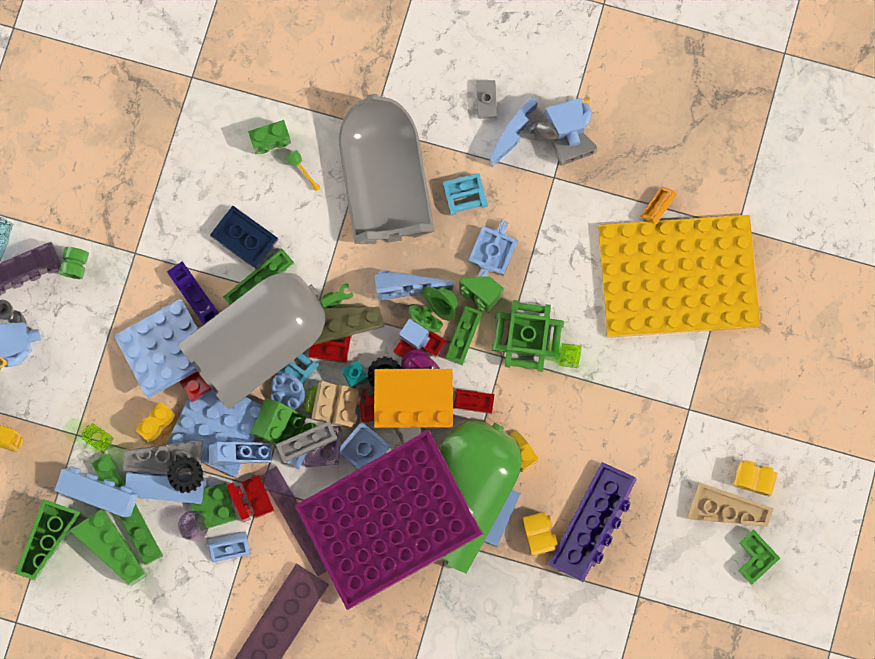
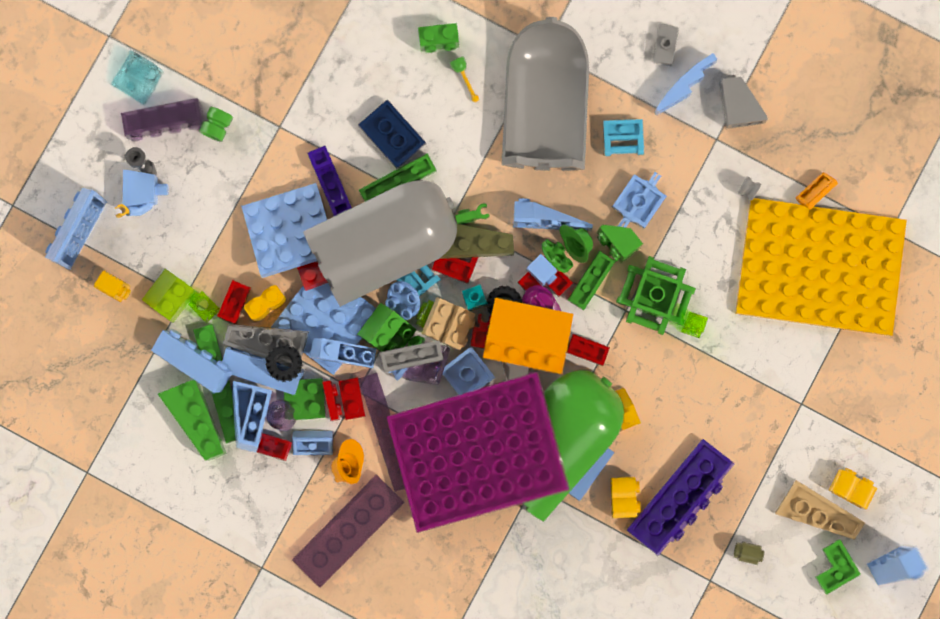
camera: 10 degrees right, 5 degrees up
(45, 537) = (134, 393): bright green wedge -> none
(61, 435) = (169, 295): none -> lime slope
(125, 428) = (234, 302): none -> red plate
(162, 530) = (249, 410): none -> light blue wedge
(188, 558) = (274, 447): none -> red plate
(267, 557) = (348, 463): none -> light orange piece
(565, 121) = (741, 85): light blue torso -> none
(594, 216) = (749, 188): none -> light grey wheel
(669, 561) = (748, 553): none -> olive brick
(815, 539) = (898, 565): none -> light blue wedge

